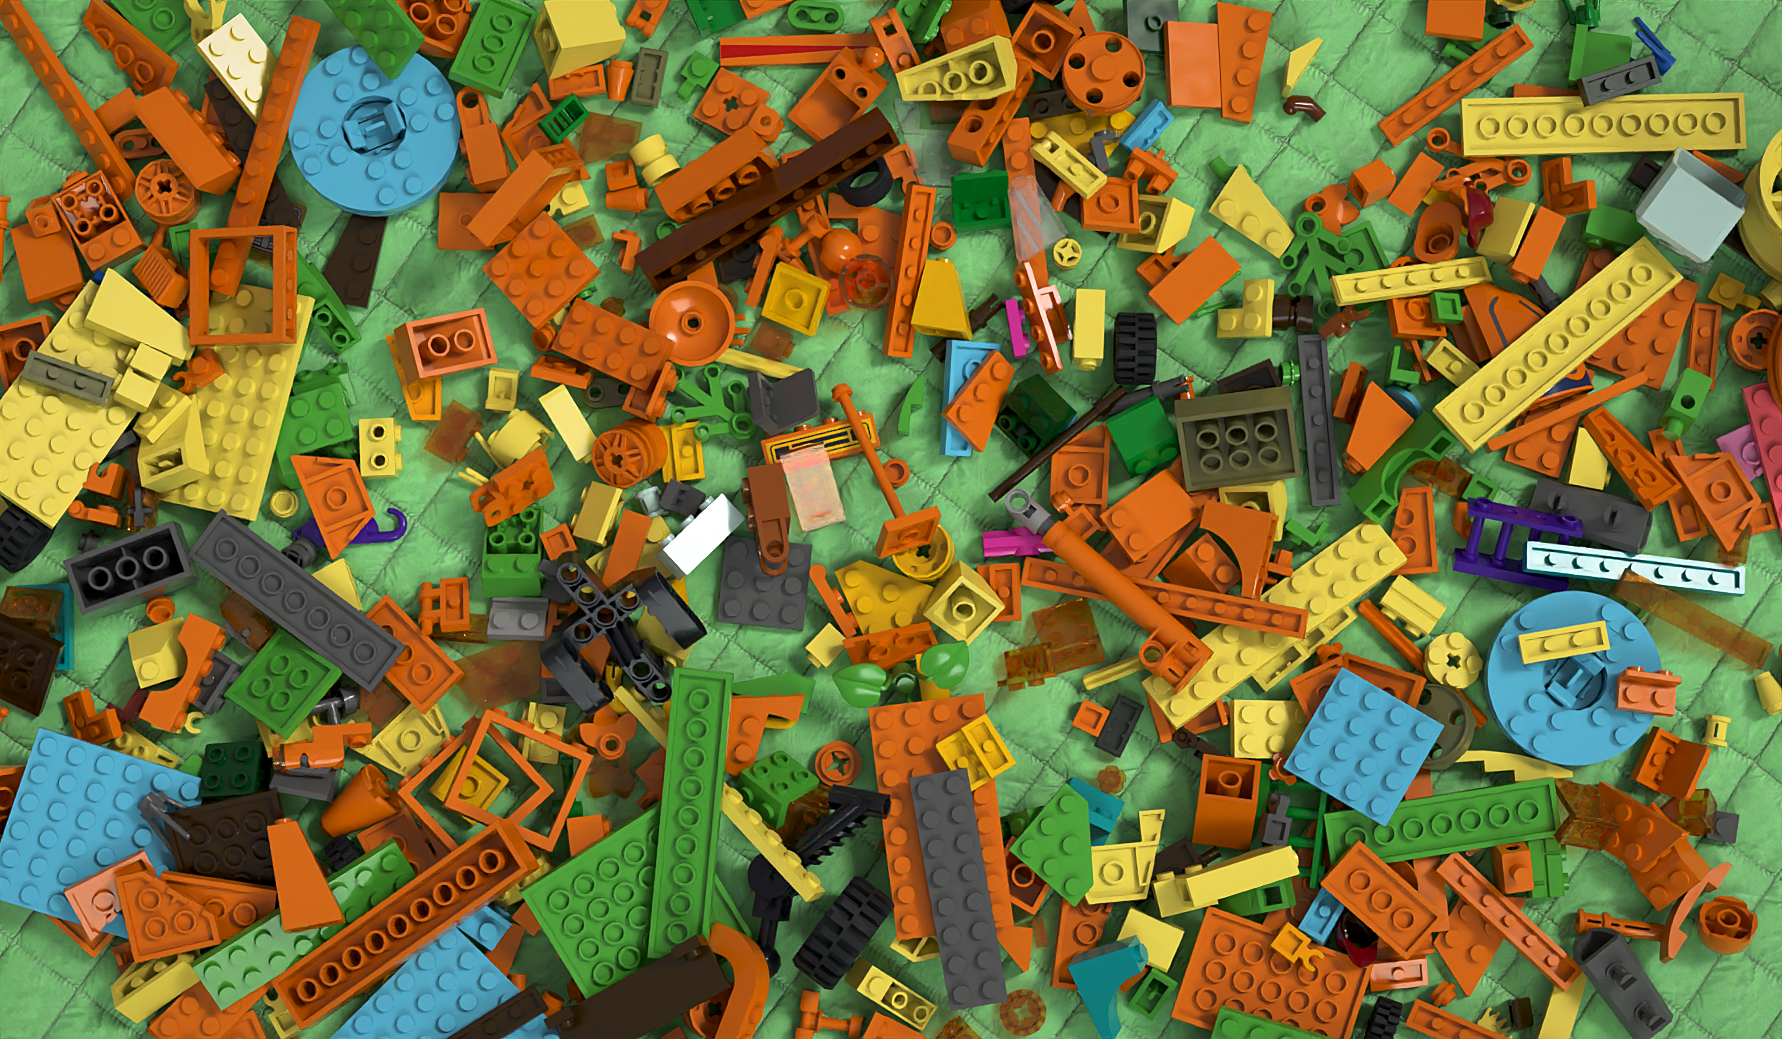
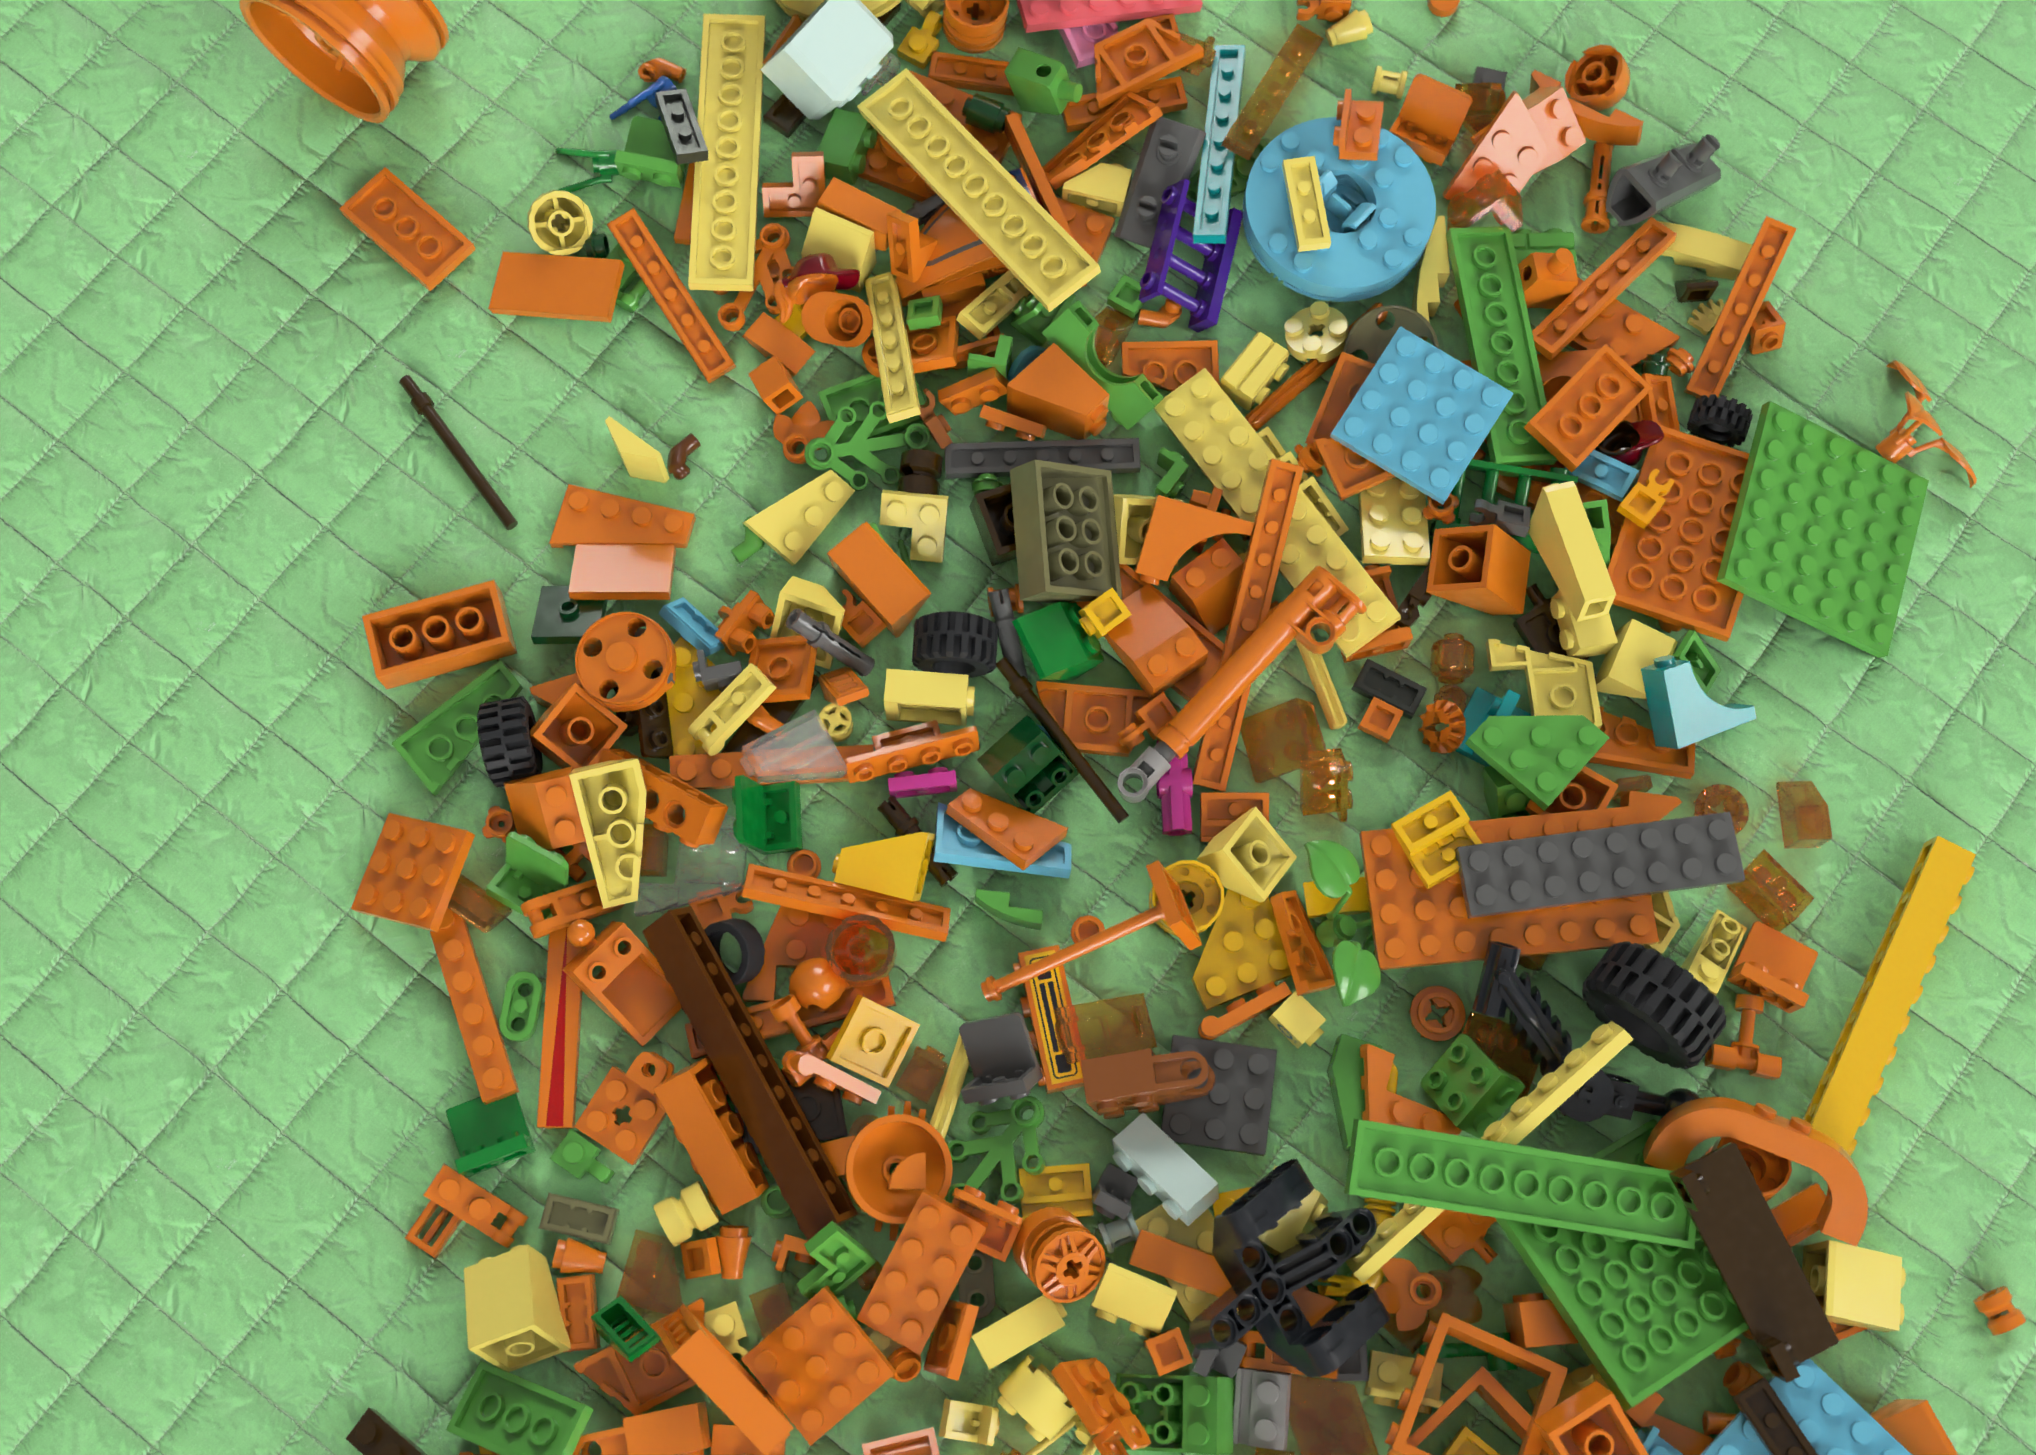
camera: 95 degrees left, 10 degrees down
(621, 279) = (840, 1260): none -> bright green plate
(687, 331) = (909, 1173): none -> orange tile
(1095, 257) = (842, 686): none -> orange slope
(1095, 769) = (1451, 737): none -> orange gear
(1132, 242) = (819, 635): none -> dark grey pin
(1147, 779) = (1452, 659): none -> clear orange head
(1166, 472) = (1103, 614): none -> yellow bracket
(1375, 359) = (973, 391): none -> orange plate
(1437, 970) = (1655, 365): none -> dark green plate
(1504, 289) = (907, 246): none -> orange slope
(1650, 354) = (985, 113): none -> dark green brick
(1687, 57) = (658, 67): none -> orange arm

